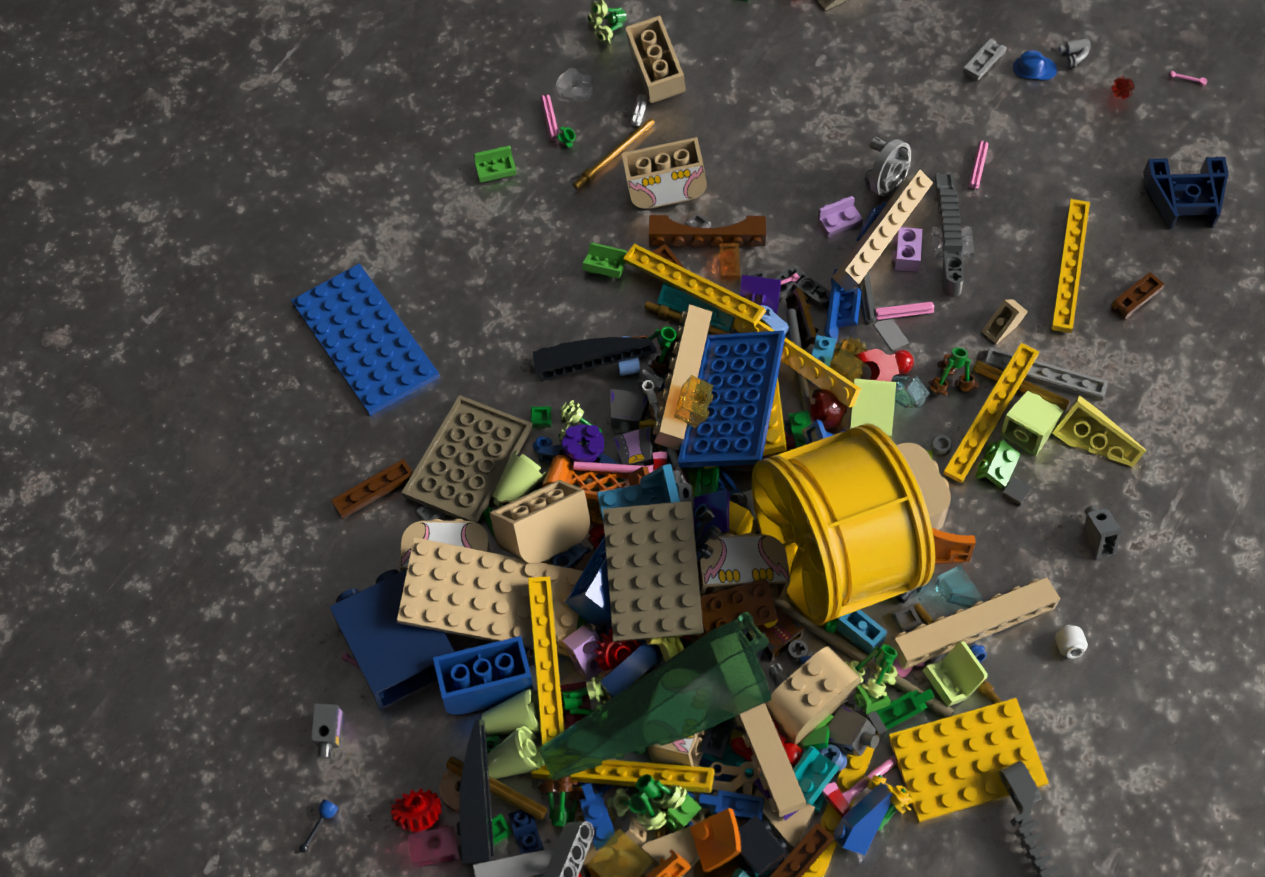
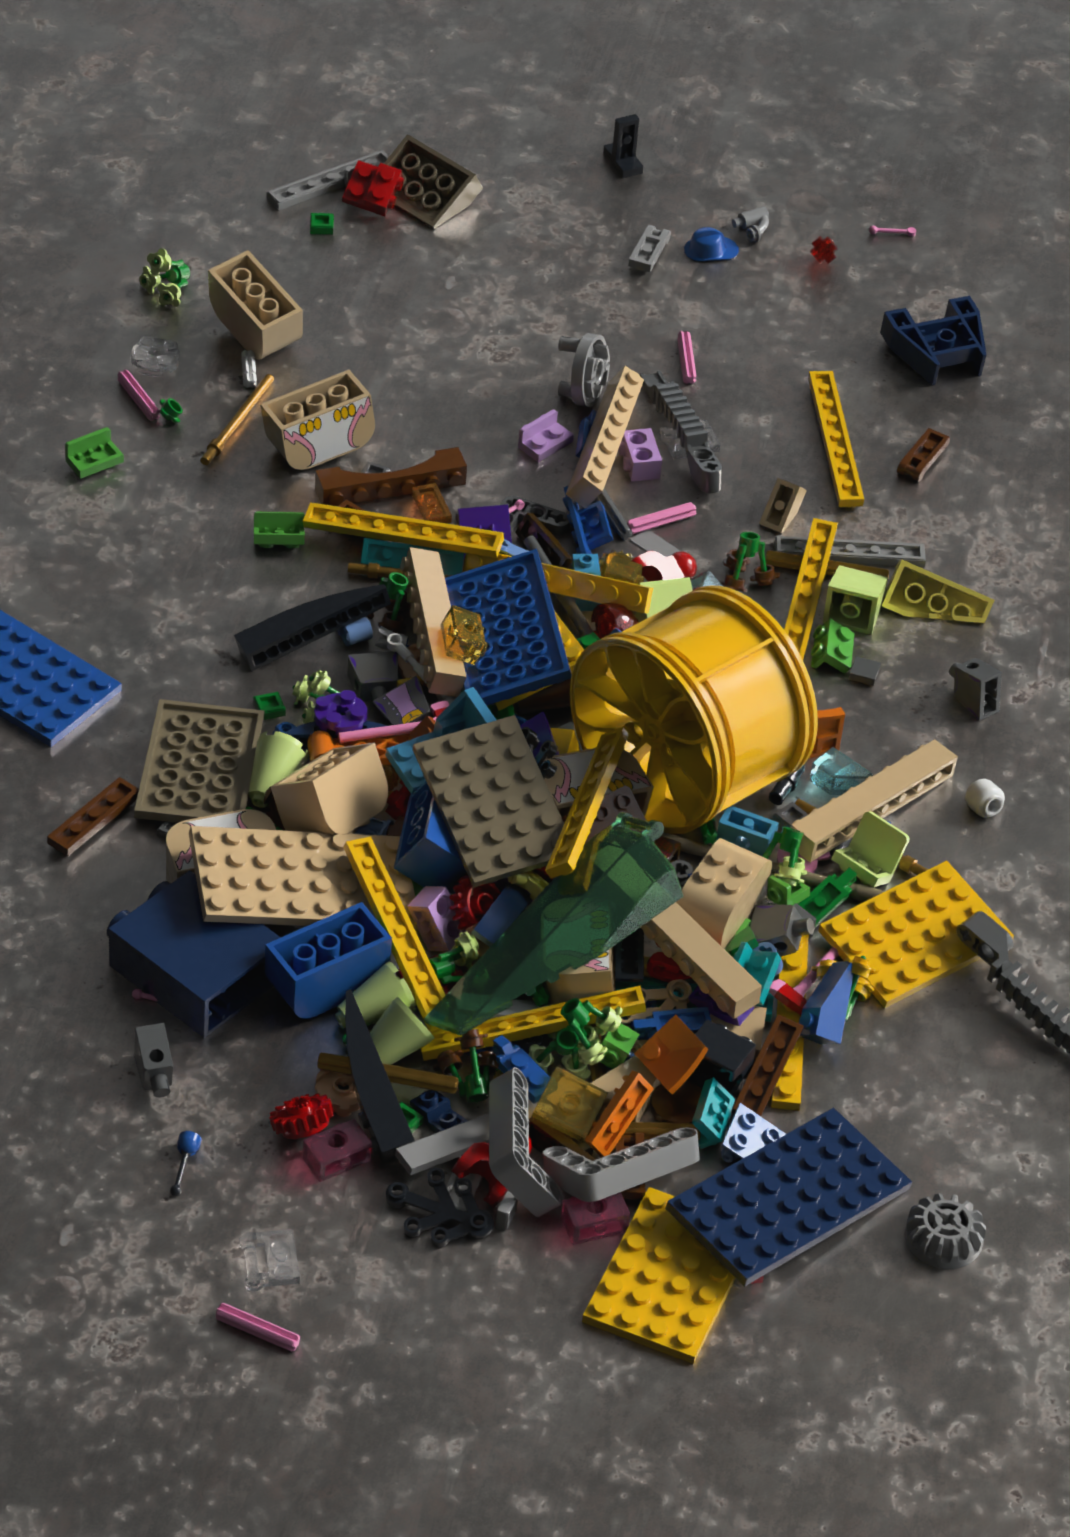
camera: 25 degrees left, 15 degrees down
(723, 593) = (587, 803): none -> yellow plate

